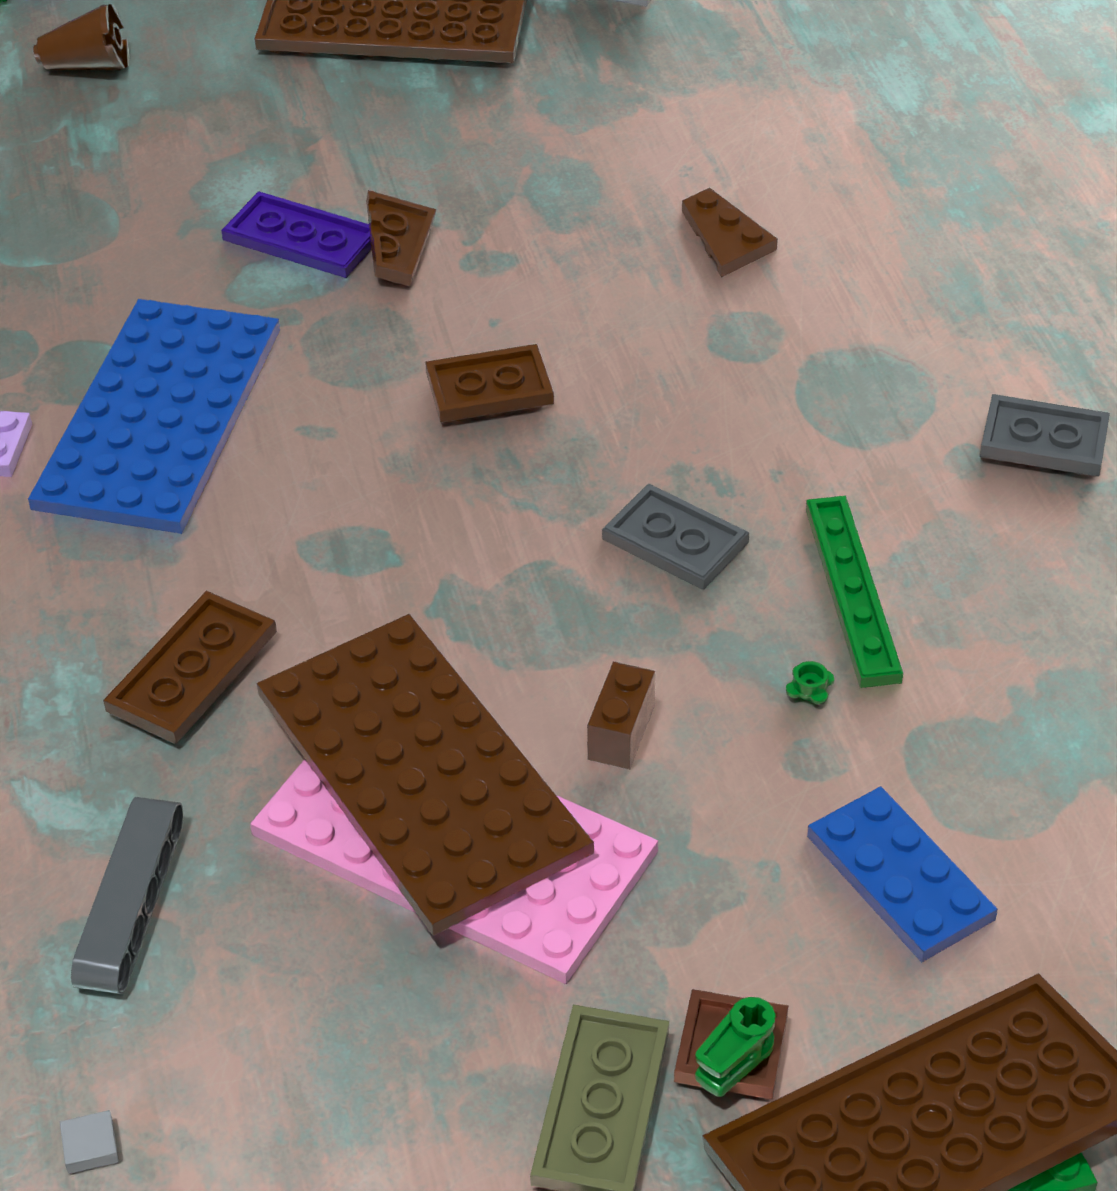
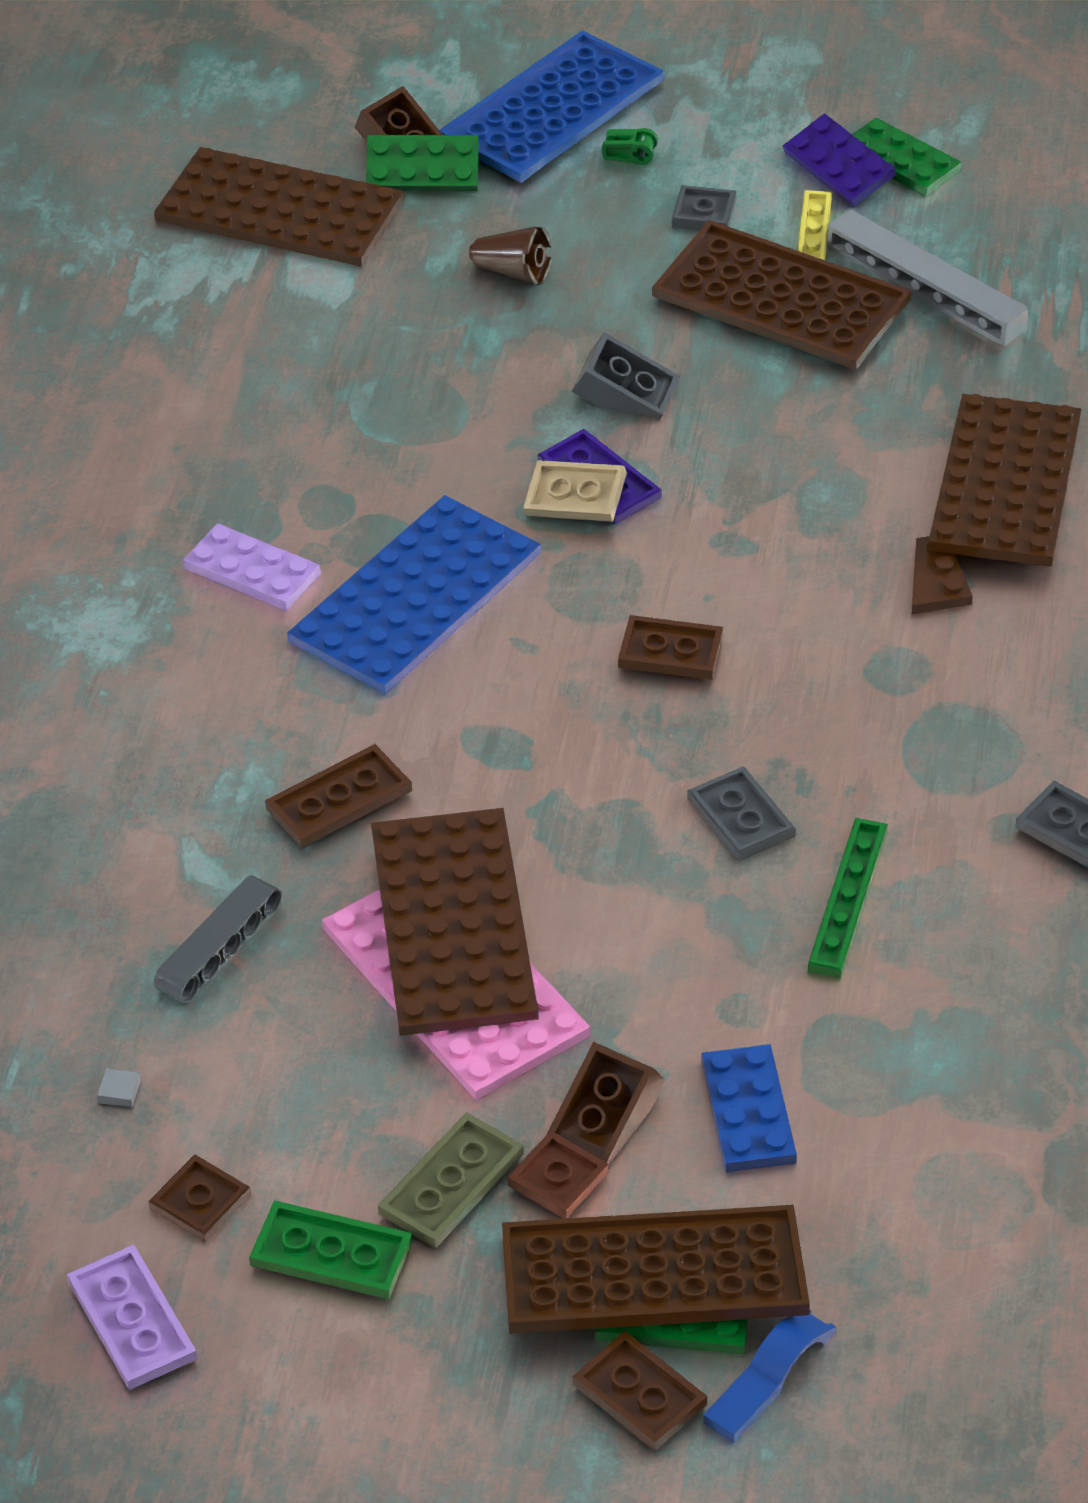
camera: 25 degrees right, 0 degrees up
(275, 131) = (625, 379): none -> dark grey slope
(288, 252) = (575, 490): none -> tan plate
(397, 235) = (670, 501): reddish brown wing -> none
(621, 715) = (615, 931): reddish brown brick -> none
(736, 1045) = (549, 1175): green piece -> none
(737, 928) = (606, 1102): none -> reddish brown slope
(738, 122) = (1005, 480): none -> reddish brown plate
(810, 682) = (769, 954): green plate -> none

